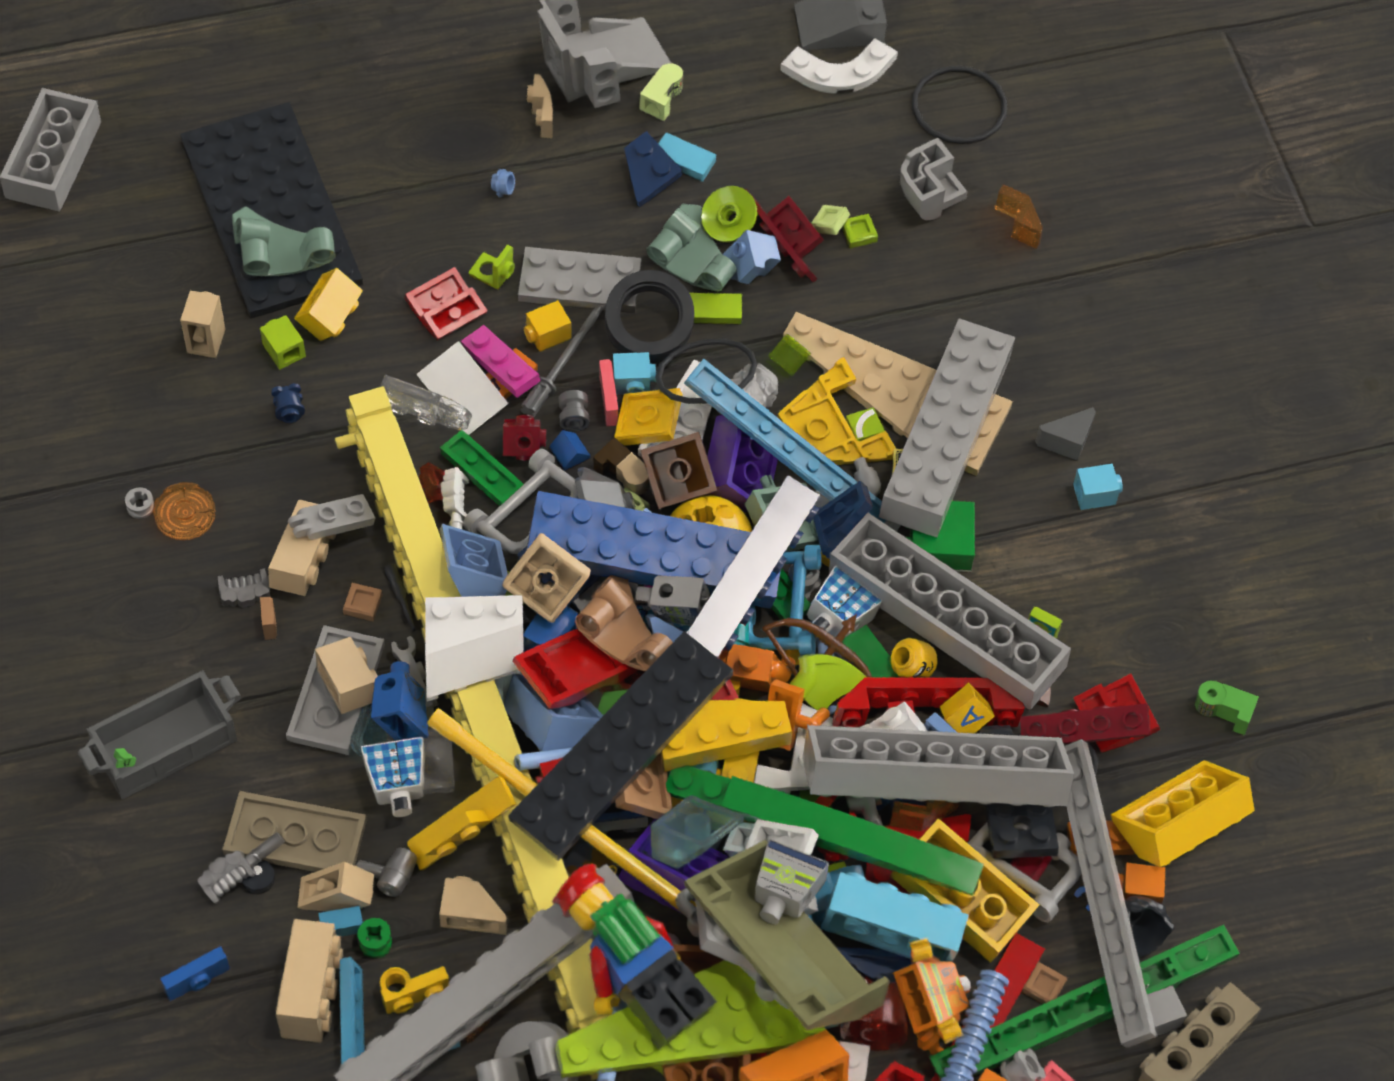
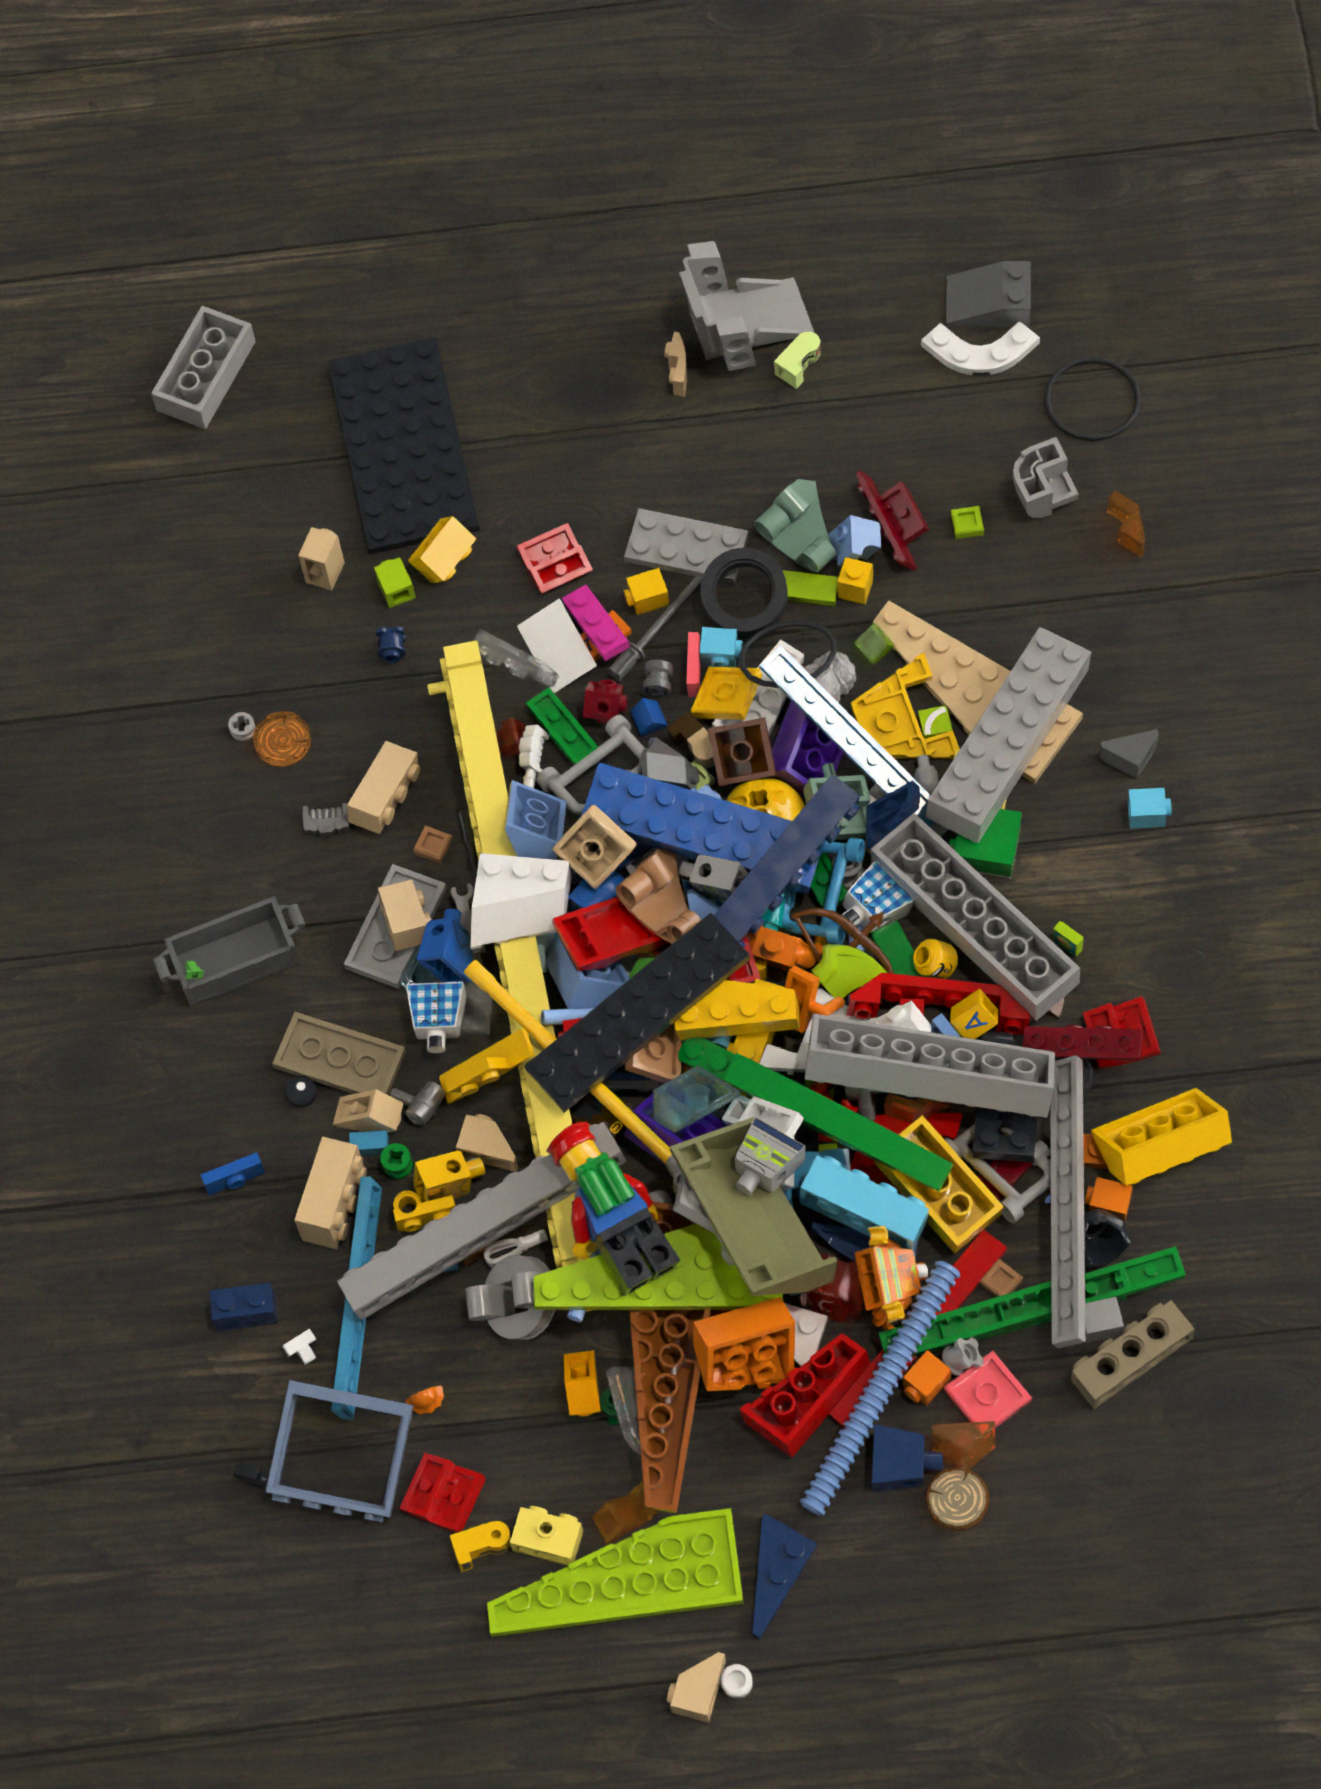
camera: 20 degrees right, 5 degrees up
(234, 867) = (276, 1083): flat silver piece -> none
(268, 617) = (343, 851): medium nougat tile -> none
(277, 250) = (401, 489): sand green panel -> none
(332, 517) = (413, 762): light grey hinge -> none
(432, 946) = (445, 1176): none -> yellow torso
(501, 268) = (610, 529): lime bracket -> none
(503, 182) = (628, 440): medium blue plate -> none
(527, 1010) = (522, 1242): none -> white piece
(649, 168) = (771, 438): dark blue wing -> none
(689, 157) = (809, 429): medium azure tile -> none
(721, 205) = (830, 491): lime dish -> none
(759, 295) = (855, 580): none -> yellow brick
(830, 219) = (939, 508): yellowish green tile -> none
(1227, 703) = (1229, 1035): bright green leg -> none

